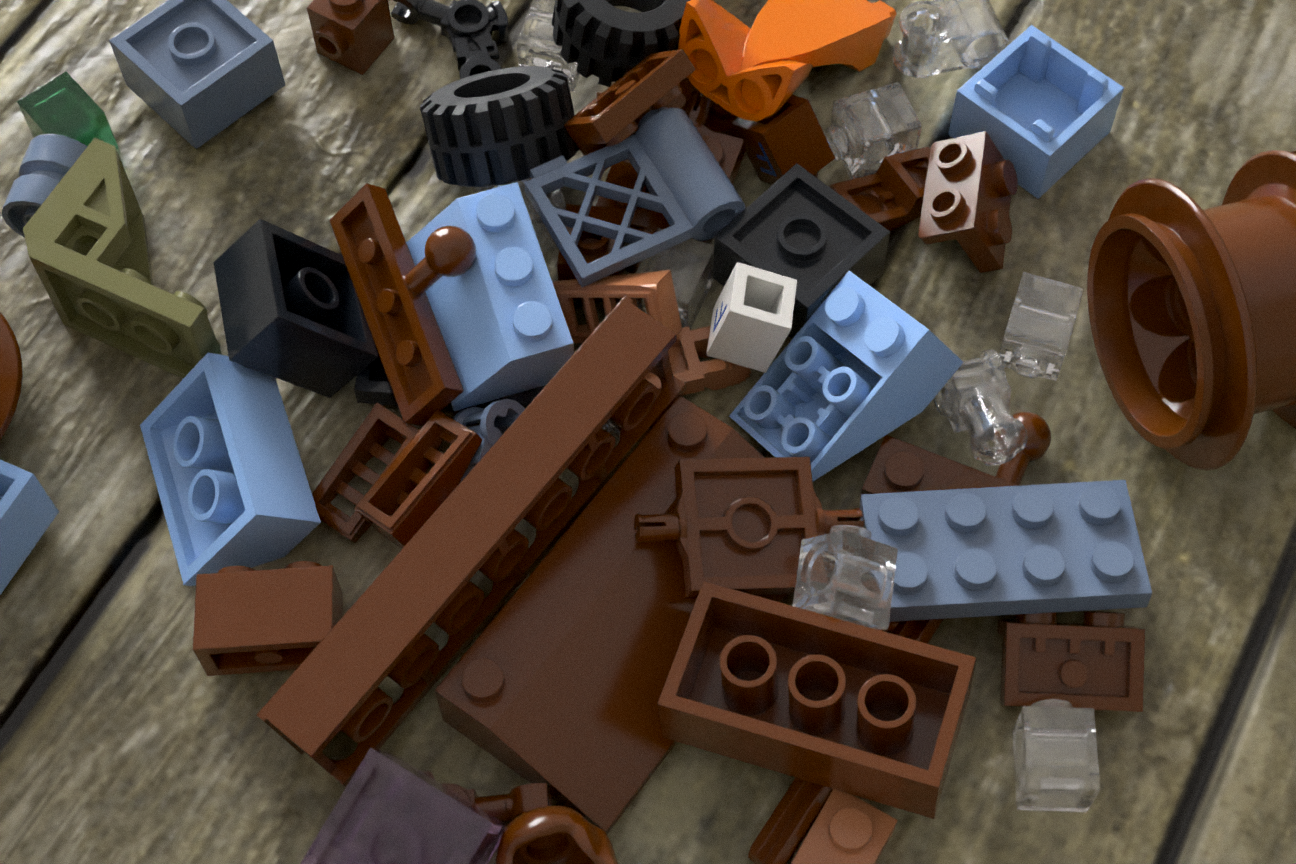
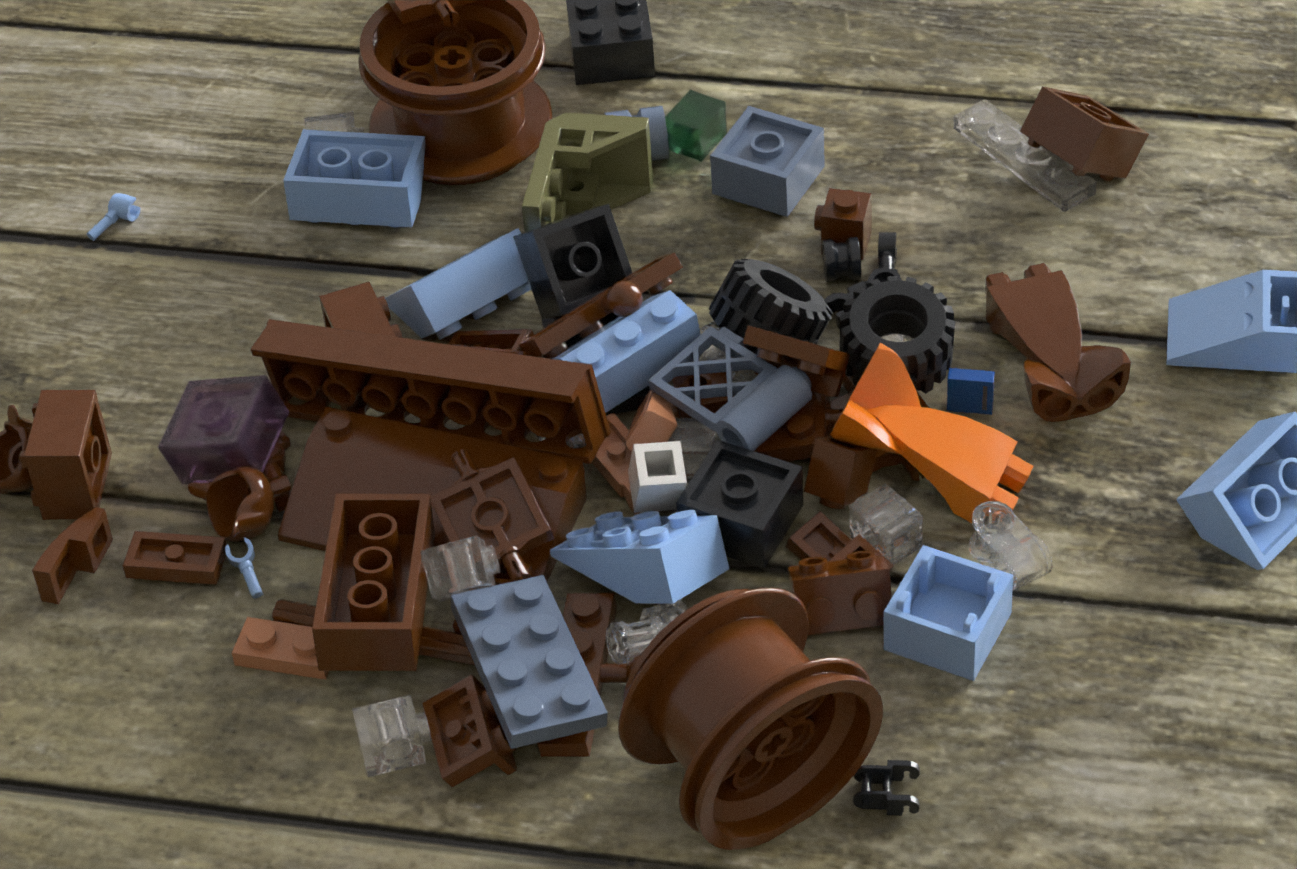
camera: 75 degrees right, 15 degrees down
(406, 47) = (841, 259): none -> black wheel

